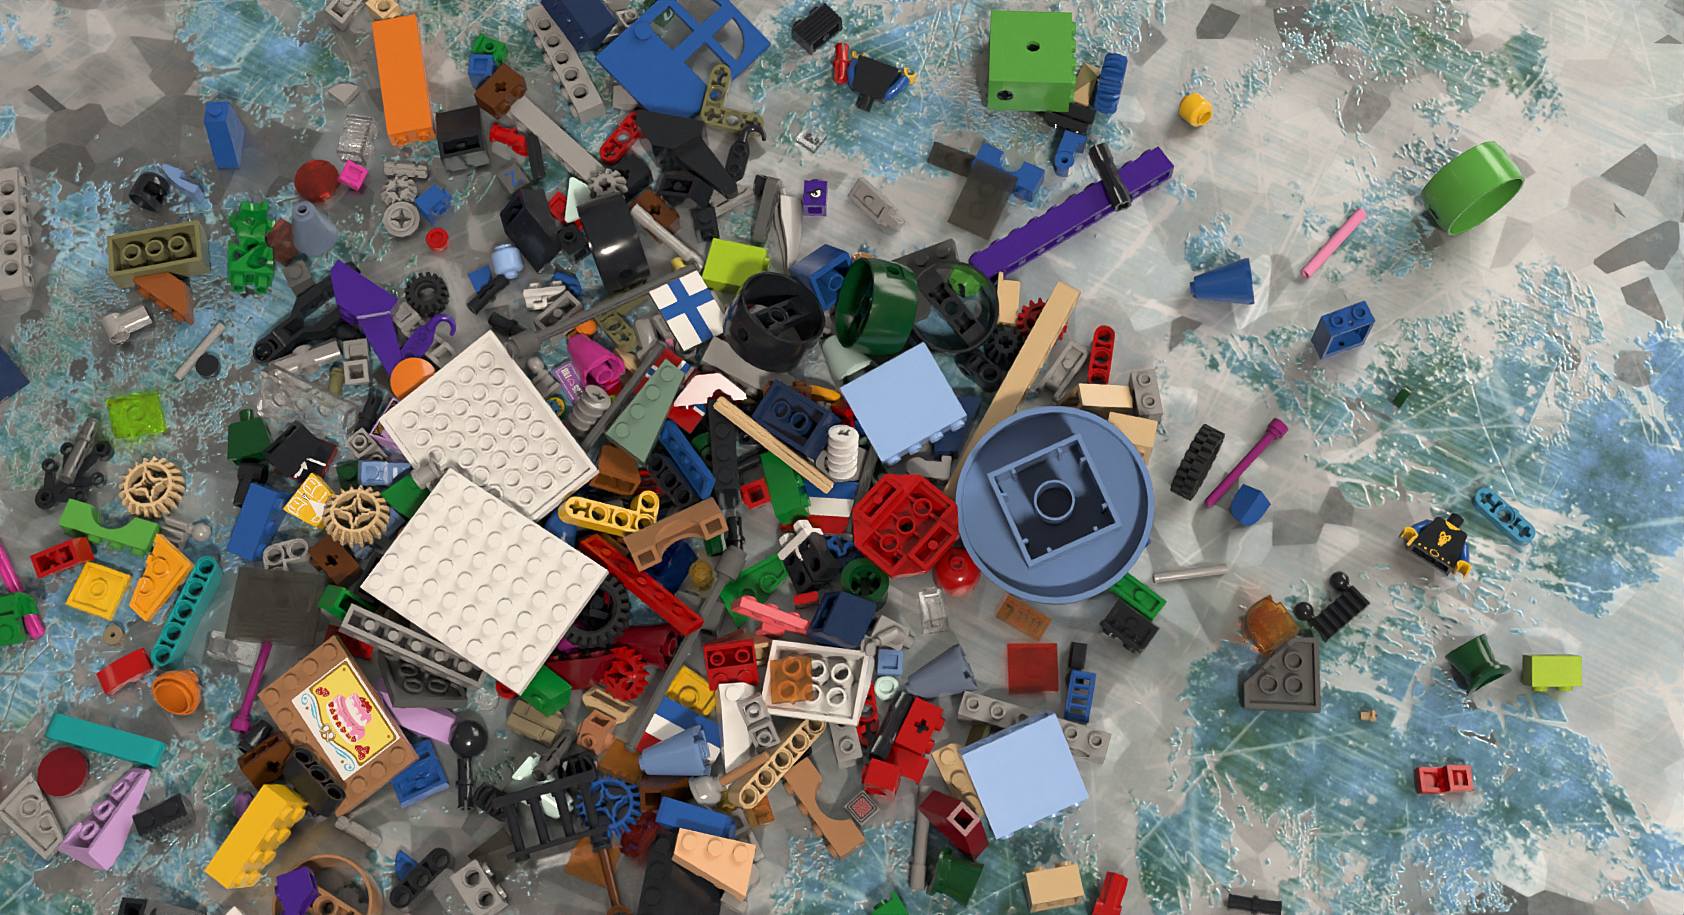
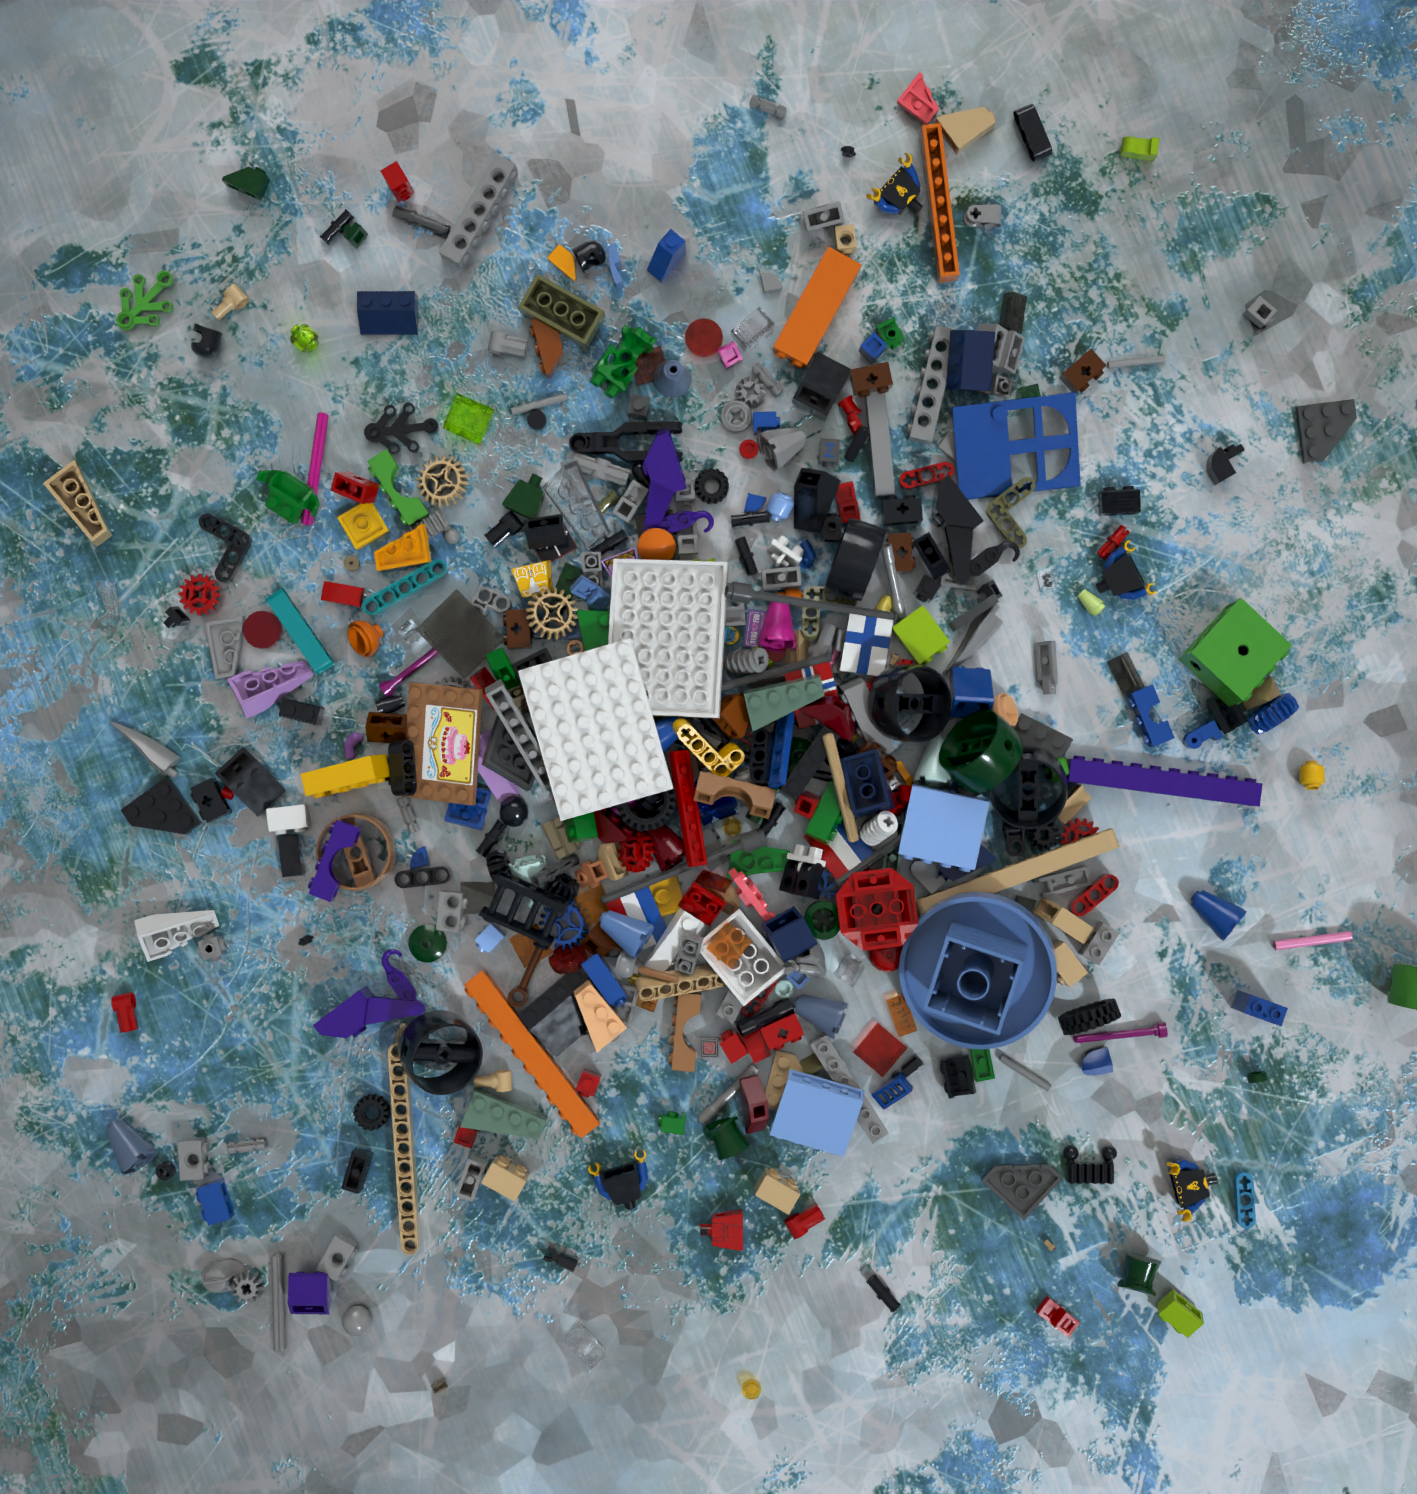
camera: 35 degrees right, 20 degrees up
(83, 443) = (423, 411): dark grey pin -> none
(129, 217) = (563, 261): none -> light orange tile
(258, 521) = (492, 562): blue wedge -> none
(426, 474) = (613, 627): light grey bush -> none
(463, 211) = (780, 445): none -> light grey cone
(542, 885) = (489, 938): none -> light blue brick
(577, 194) = (862, 504): light aqua piece -> none
(605, 180) = (883, 506): light grey gear -> none
(806, 600) = (780, 895): red tile -> none
(815, 197) = (1013, 628): dark purple brick -> none
(867, 124) = (1091, 602): none -> yellowish green cone
(983, 200) = (1117, 723): clear smoke tile -> none
(1116, 190) = (1215, 768): black axle -> none
(1268, 626) = (1038, 1147): clear orange brick -> none

